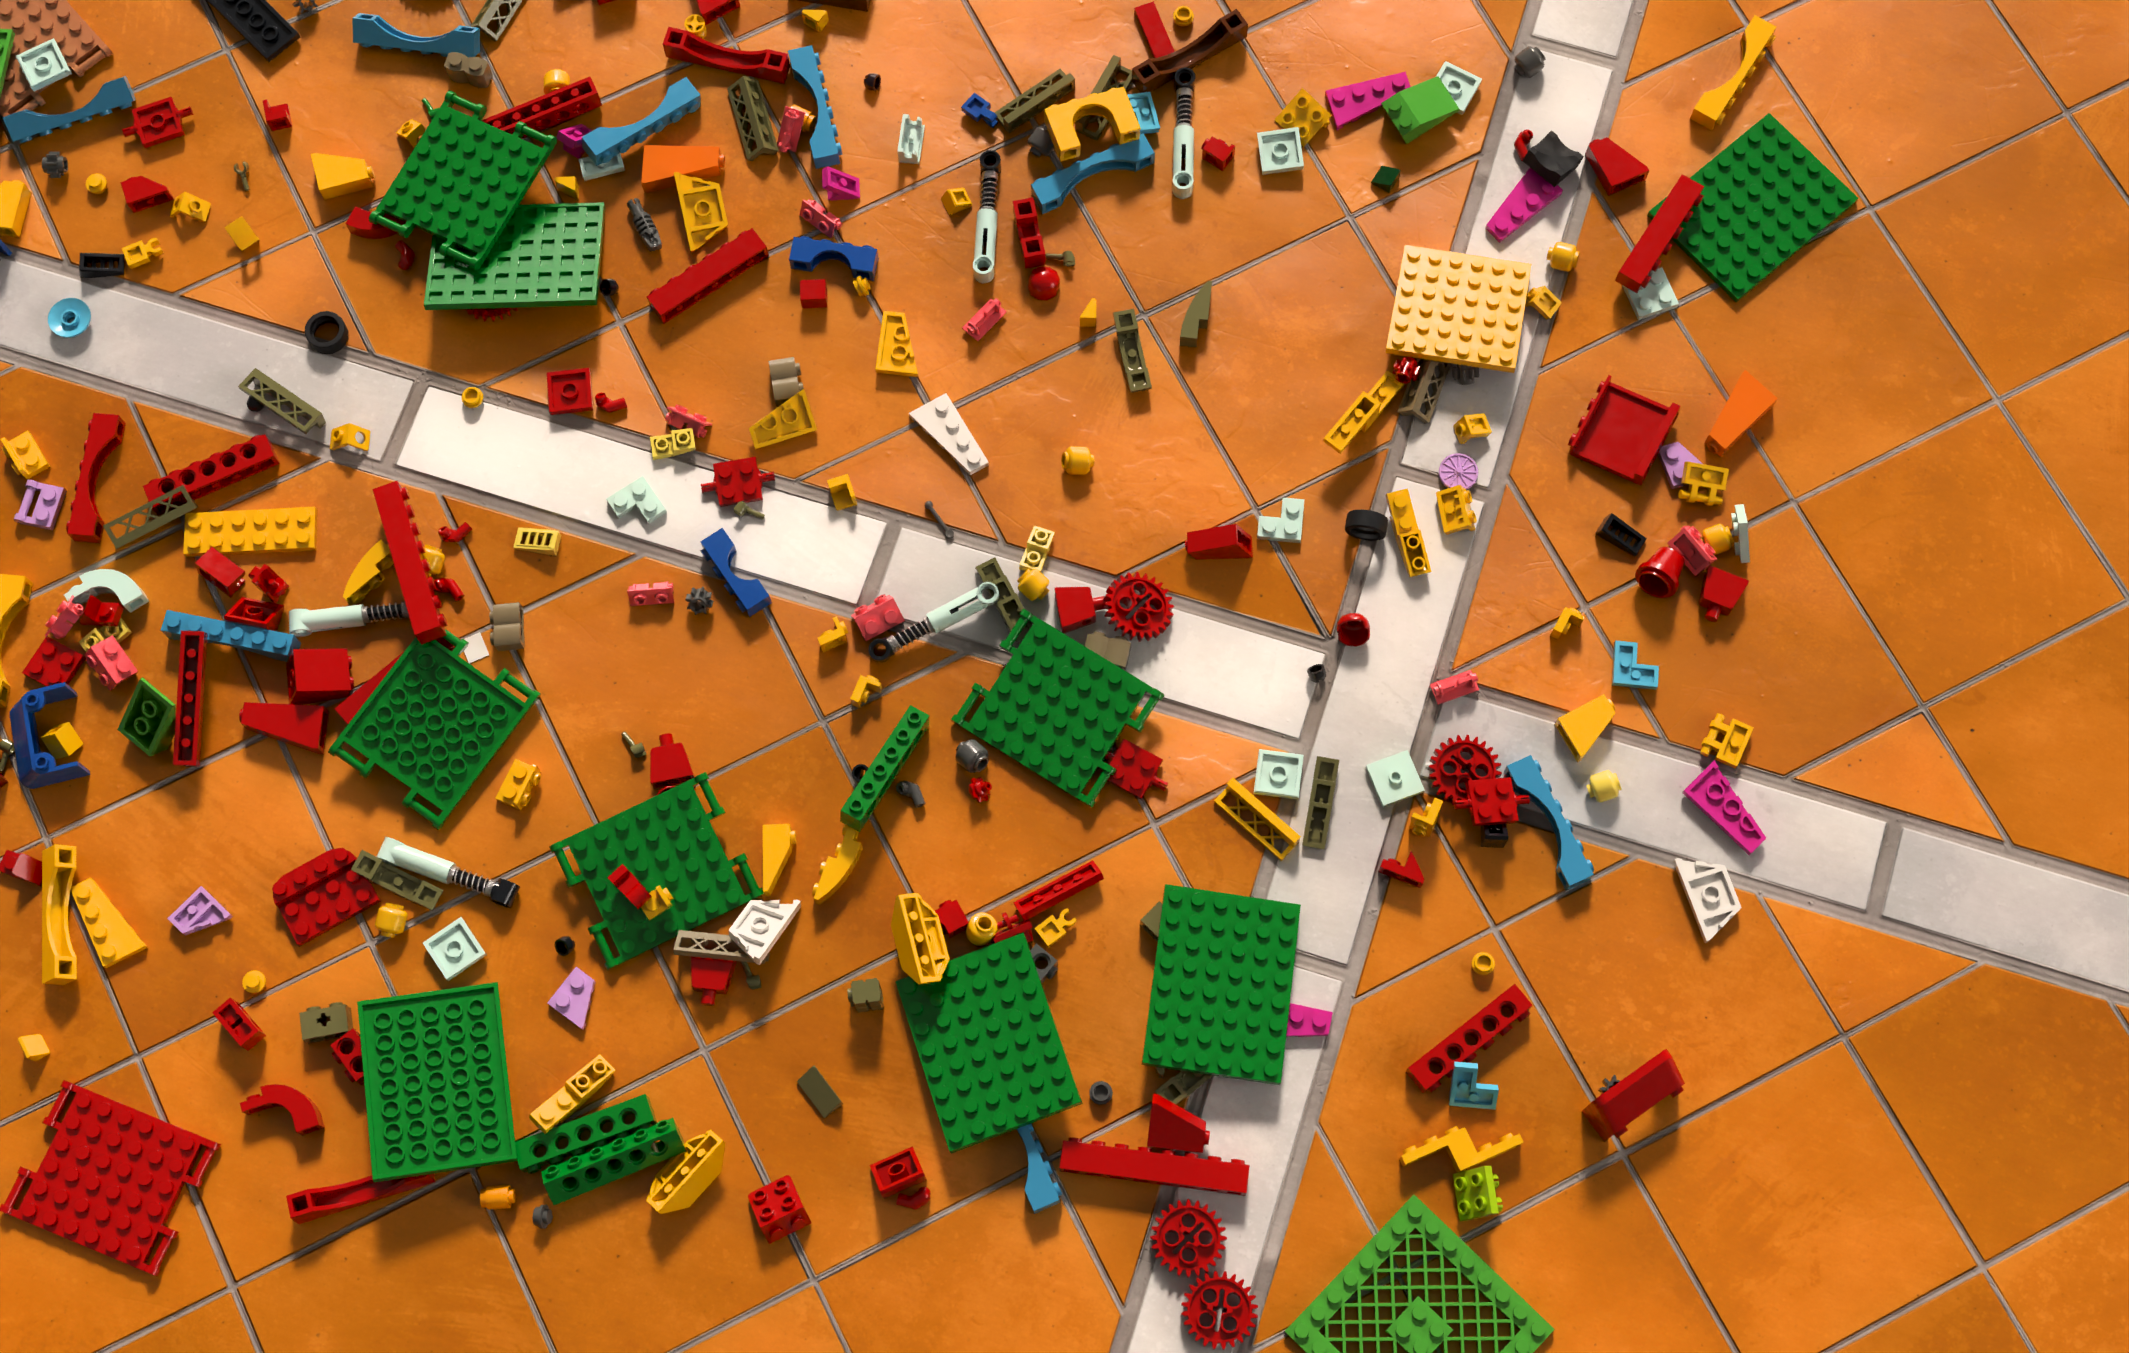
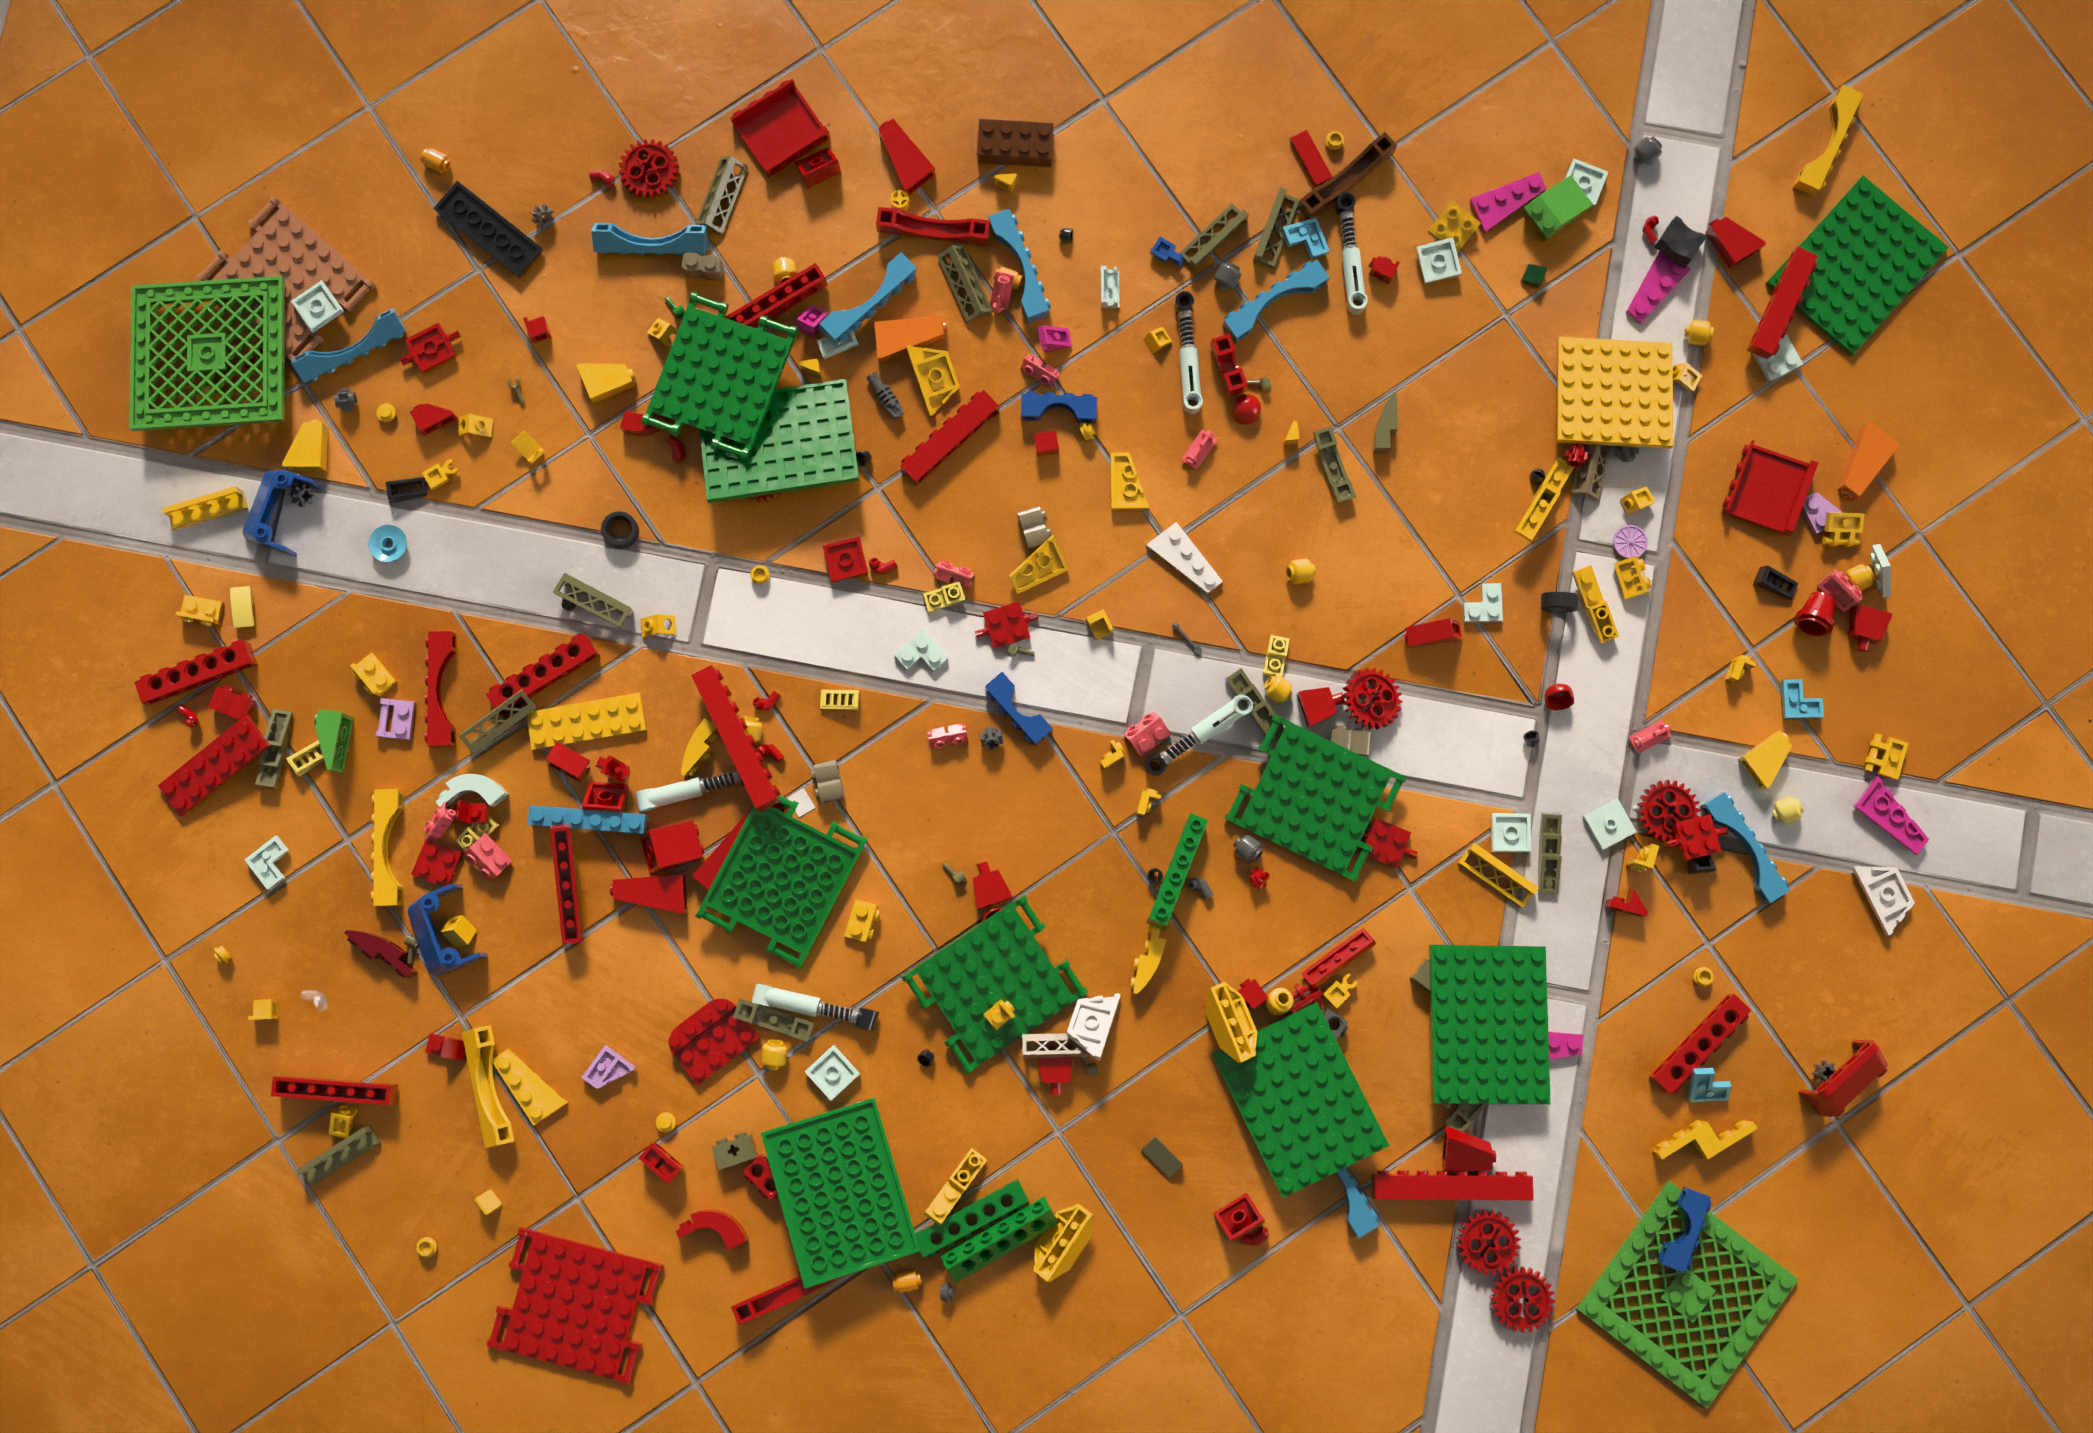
camera: 10 degrees left, 10 degrees up
(149, 719) = (533, 907): bright green slope -> none
(574, 997) = (941, 1101): lavender wing -> none
(629, 886) = (978, 1005): red leg -> none
(776, 852) = (1093, 951): yellow slope -> none
(778, 1209) = (1143, 1260): red bracket -> none
(866, 995) = (1191, 1072): olive brick -> none
(1100, 1093) = (1398, 1127): dark grey plate -> none
(1111, 105) = (1287, 238): yellow arch -> none
(1358, 390) = (1535, 479): none -> black hinge
(1409, 1276) = (1678, 1252): none -> blue arch
(1476, 1193) = (1723, 1176): lime plate -> none

